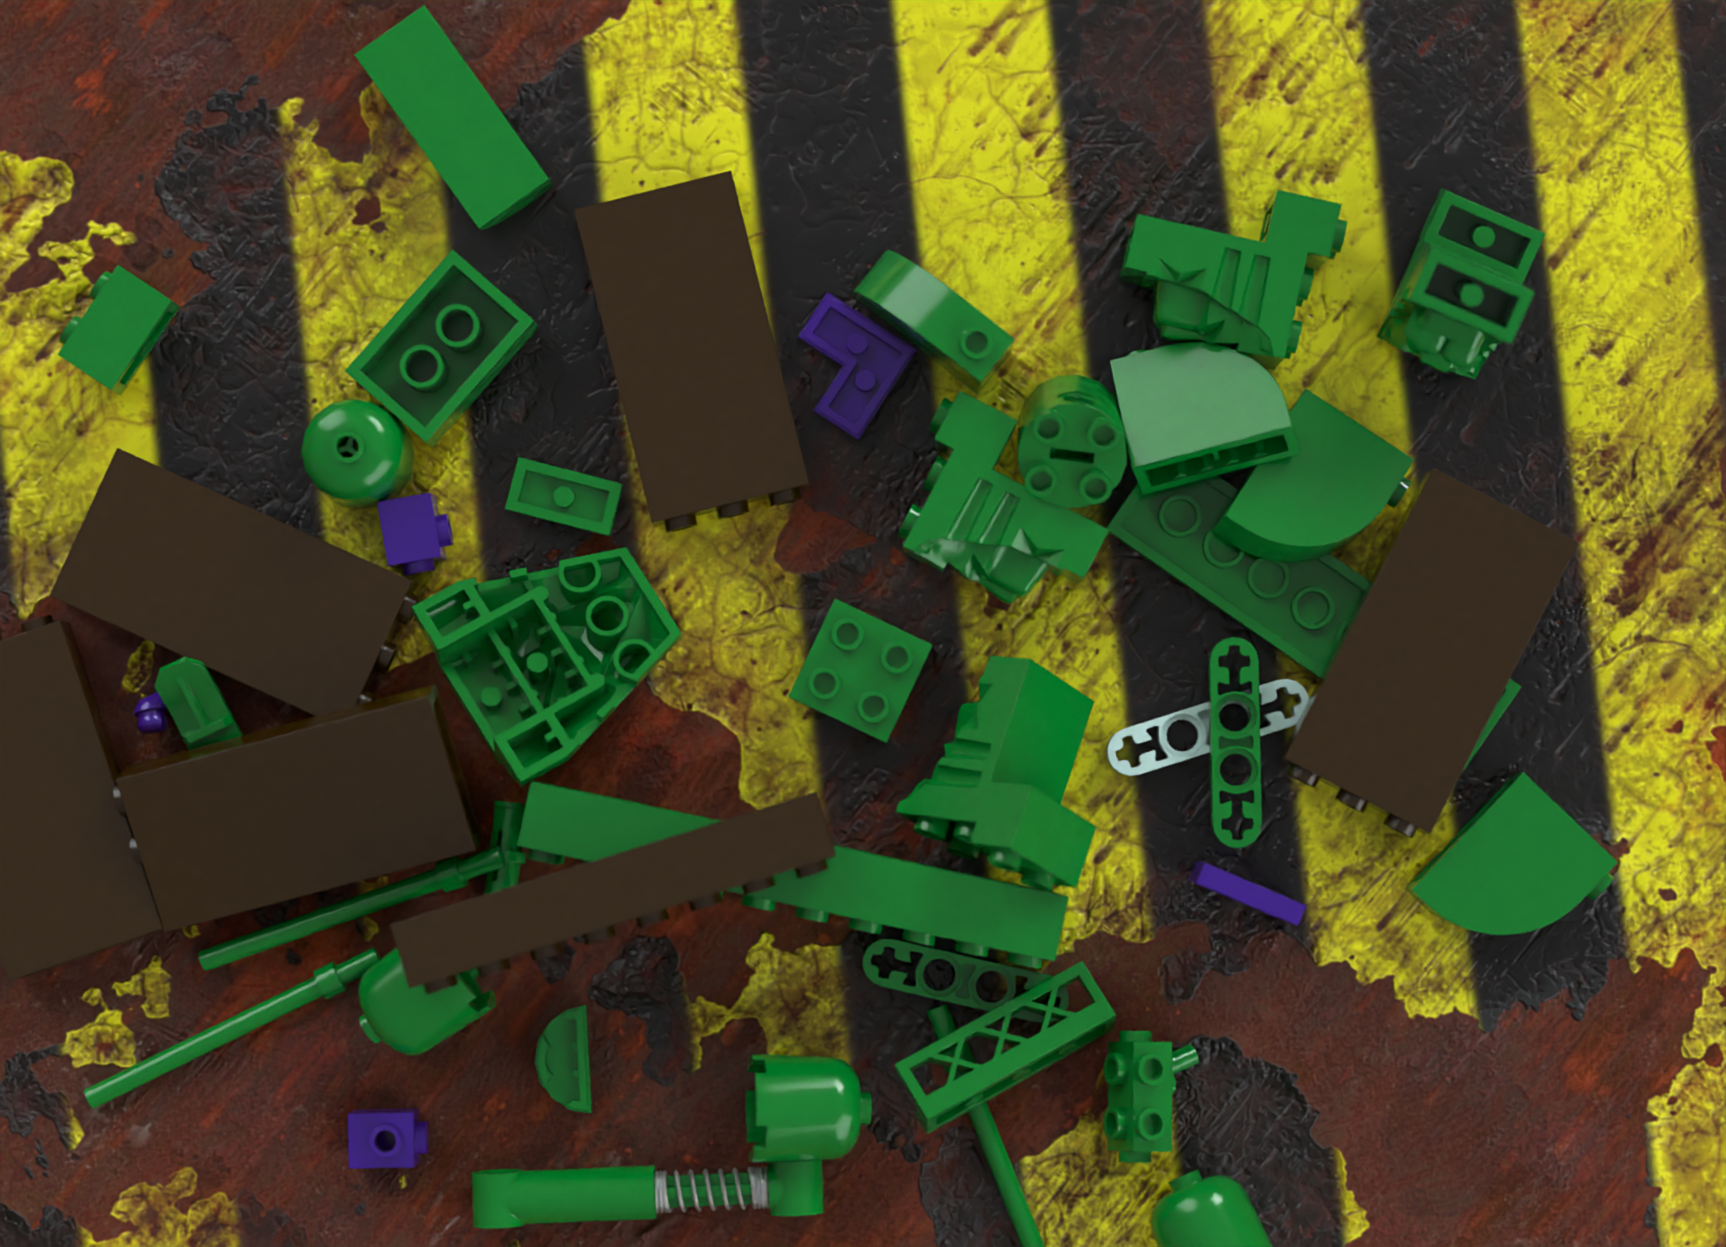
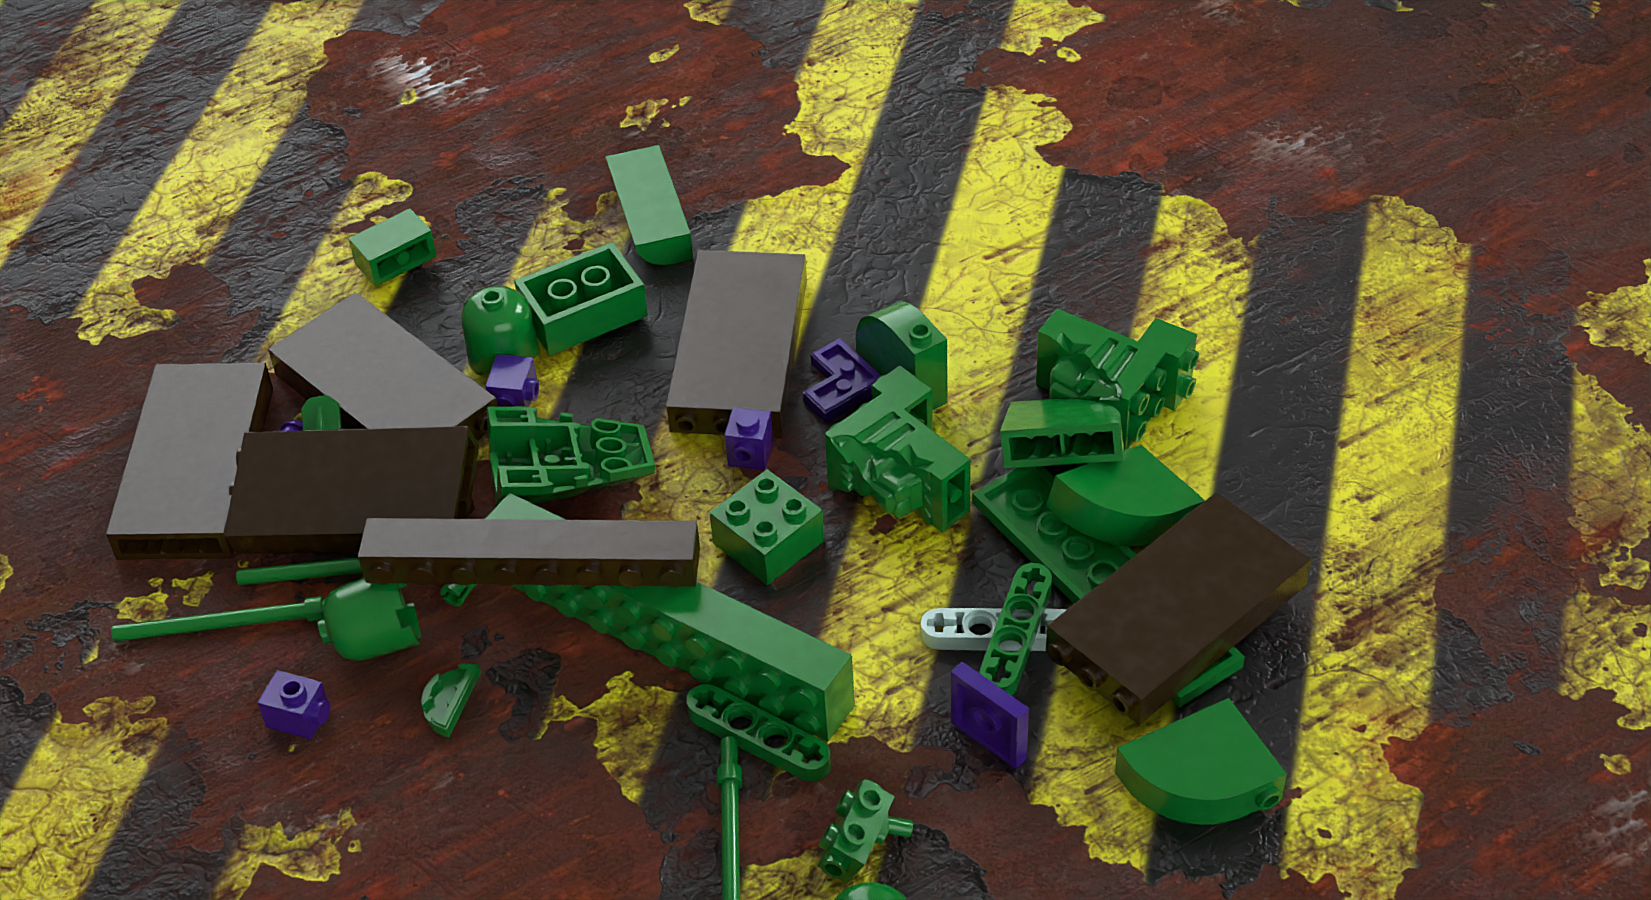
camera: 20 degrees right, 40 degrees down
(564, 497) = (618, 394): green plate -> none
(639, 1193) = (362, 766): green piece -> none
(778, 531) = (749, 438): none -> dark purple brick
(803, 1108) = (598, 760): green cylinder -> none
(1008, 775) = (844, 586): green brick -> none
(1014, 1065) = (769, 774): green fence -> none
(1071, 442) = (966, 414): green cylinder -> none
(1462, 286) = (1267, 407): green brick -> none

